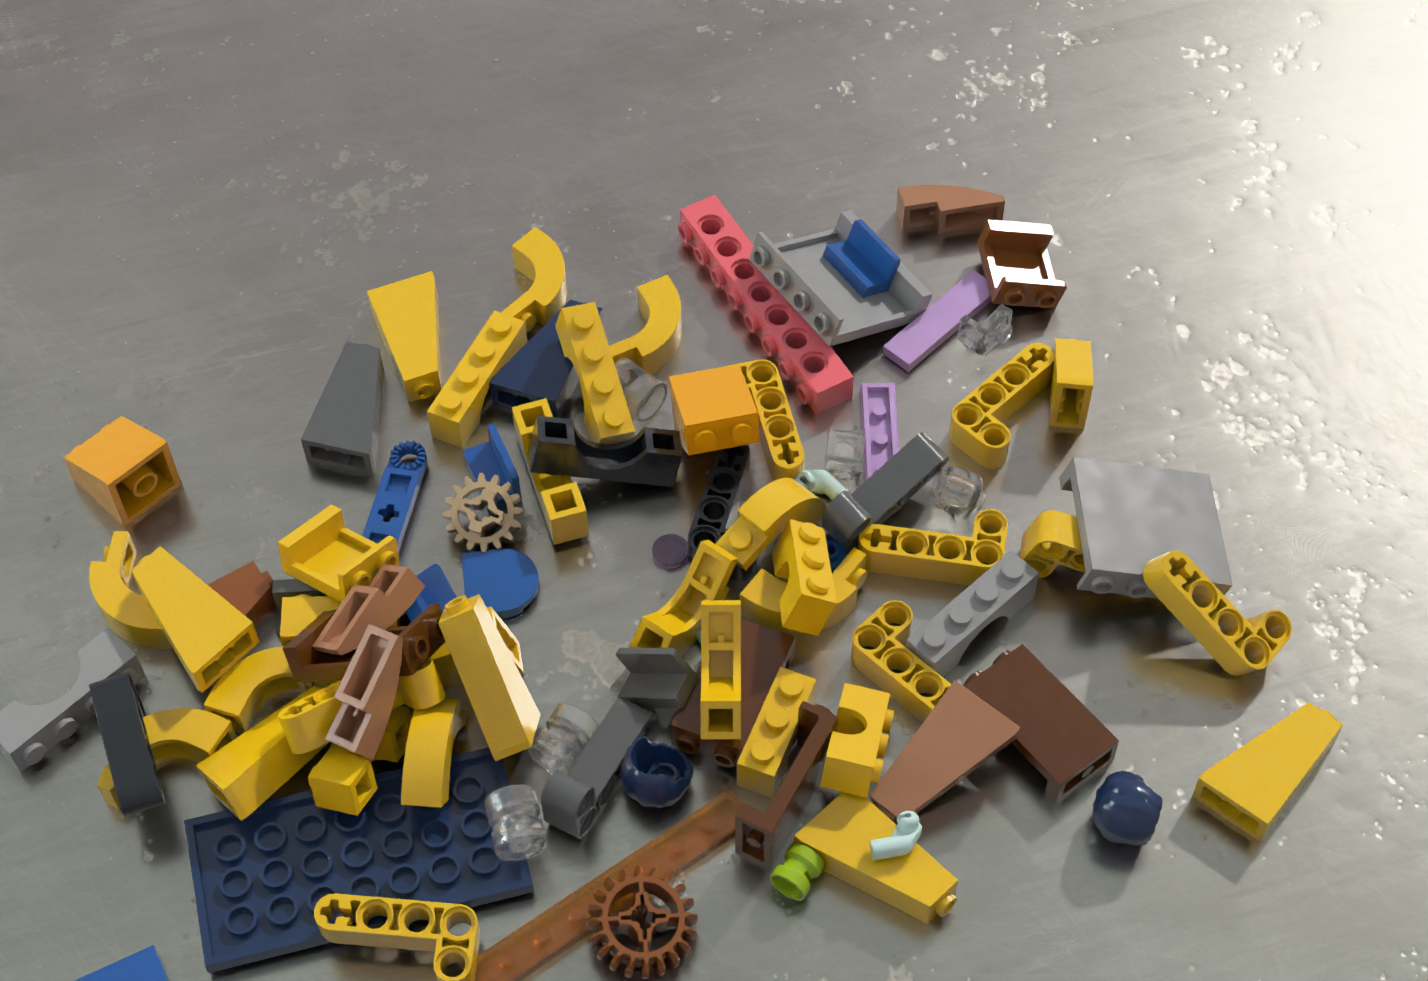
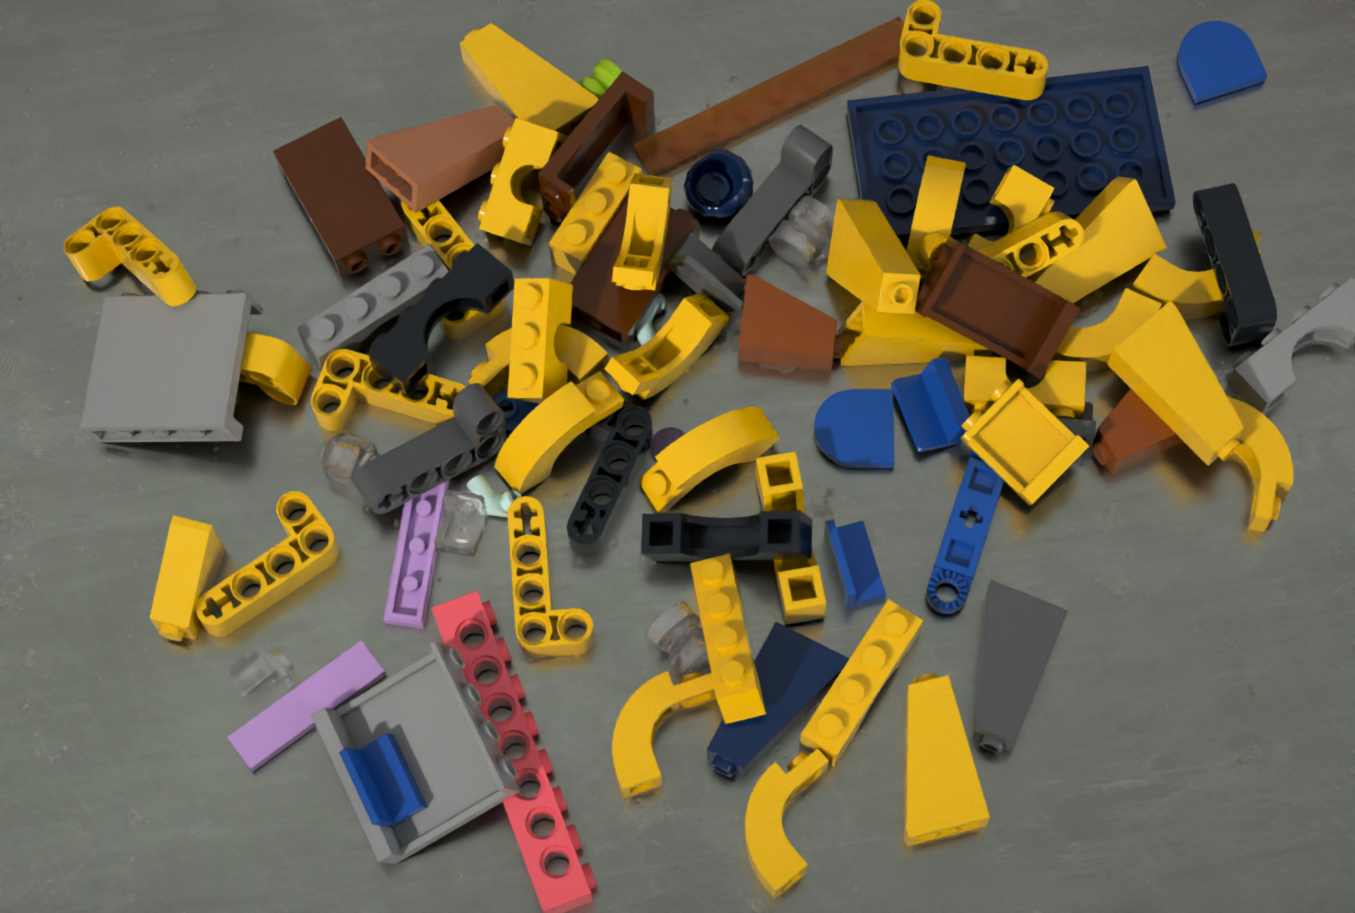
camera: 170 degrees left, 15 degrees up
(124, 469) = (1272, 612): light orange slope -> none
(367, 693) = (996, 223): nougat slope -> none
(378, 604) = (992, 354): nougat slope -> none
(488, 497) = (867, 497): tan gear -> none
(515, 823) = (858, 136): clear wheel -> none
(573, 651) = (785, 330): none -> dark orange slope
(624, 524) = (716, 444): none -> yellow arch
(657, 919) = (751, 51): dark orange gear -> none
(713, 409) = (598, 549): light orange slope -> none
(879, 621) = (473, 283): none -> black arch
(902, 839) = (504, 73): light aqua arm -> none
(947, 207) = (257, 868): nougat slope -> none
(1019, 264) = (195, 753): dark orange panel -> none
(1126, 809) = (289, 91): dark blue hair -> none
(1268, 771) = (136, 122): yellow slope -> none

